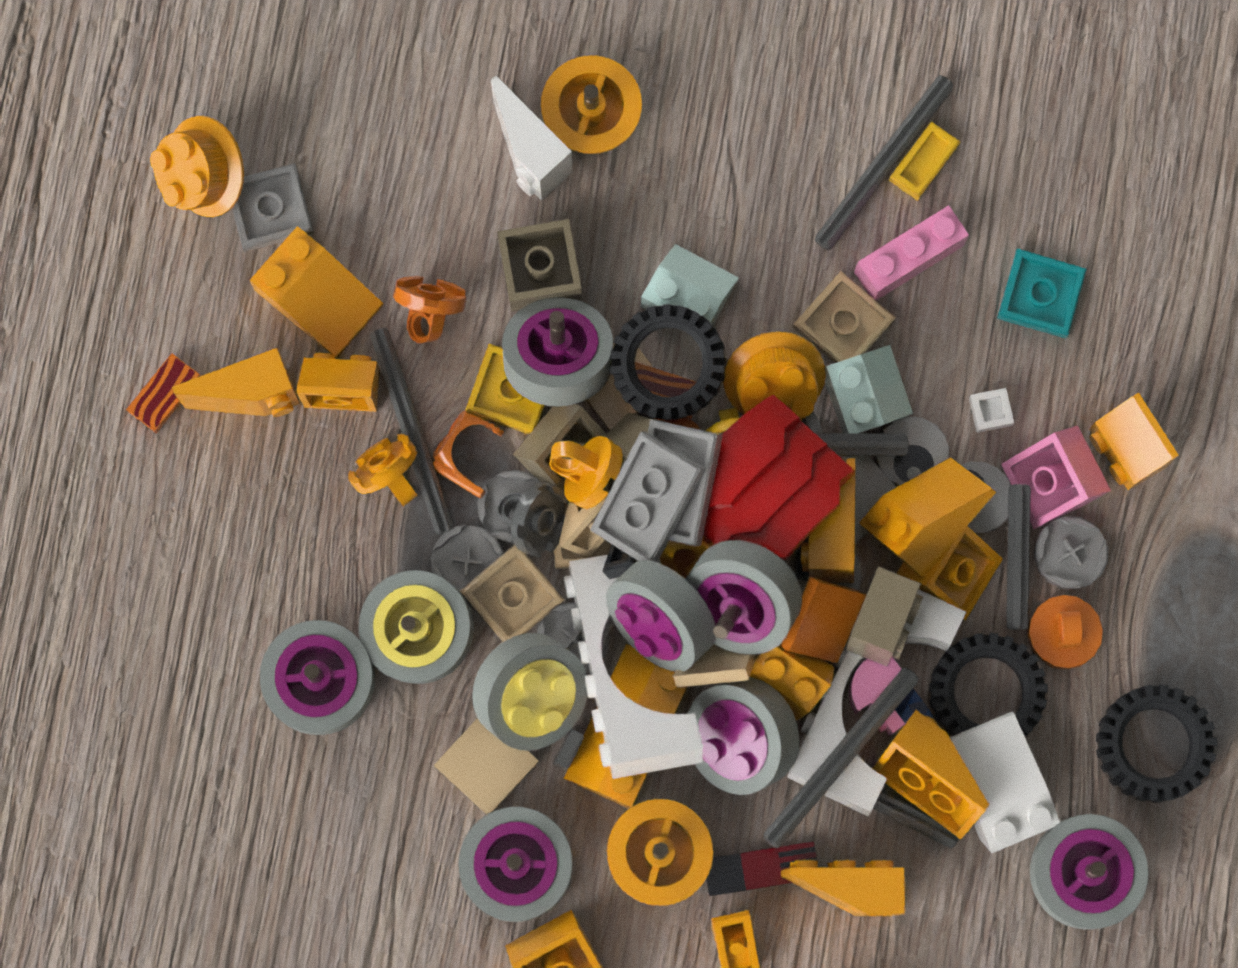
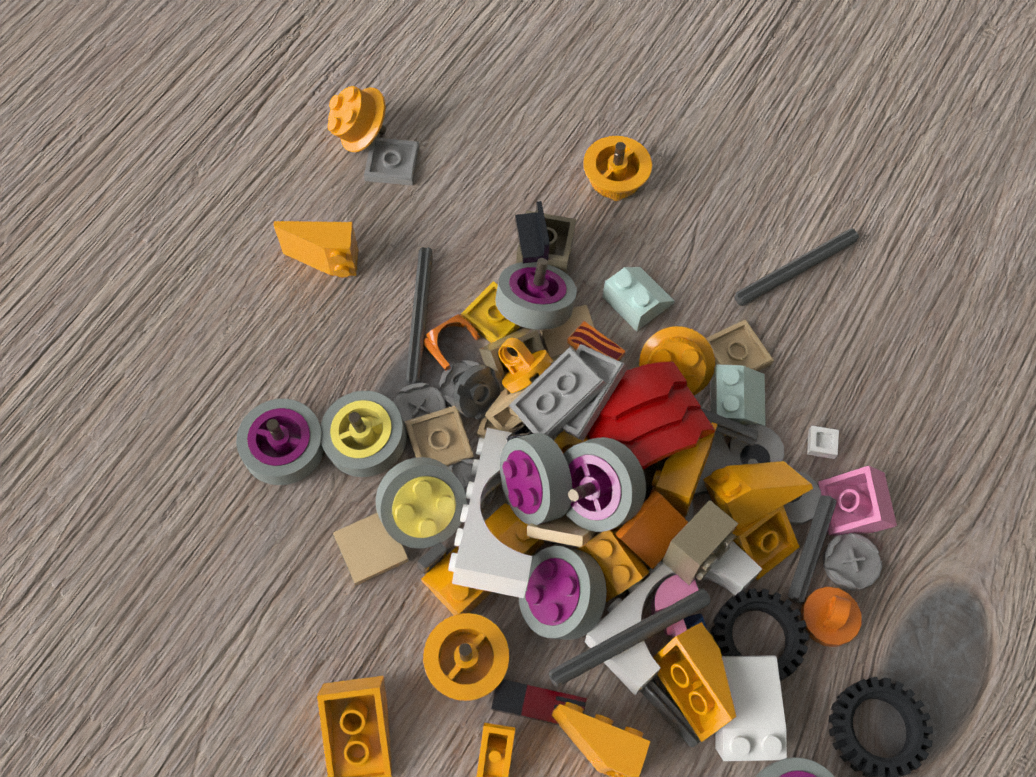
camera: 20 degrees right, 15 degrees down
(157, 400) = (264, 242): tile -> none
(315, 292) = (396, 212): light orange slope -> none
(339, 383) = (384, 268): light orange slope -> none
(383, 466) = (390, 325): light orange tile -> none
(428, 302) = (464, 242): orange tile -> none
(515, 864) = (357, 625): wheel -> none
(522, 271) = (533, 235): none -> black panel
(536, 152) = (572, 175): white slope -> none
(624, 362) = (609, 294): black tyre -> none
(911, 253) = (798, 323): bright pink brick -> none
(924, 161) = (824, 275): yellow tile -> none
(1041, 293) = (881, 382): teal tile -> none
(1132, 442) = (924, 497): light orange slope -> none

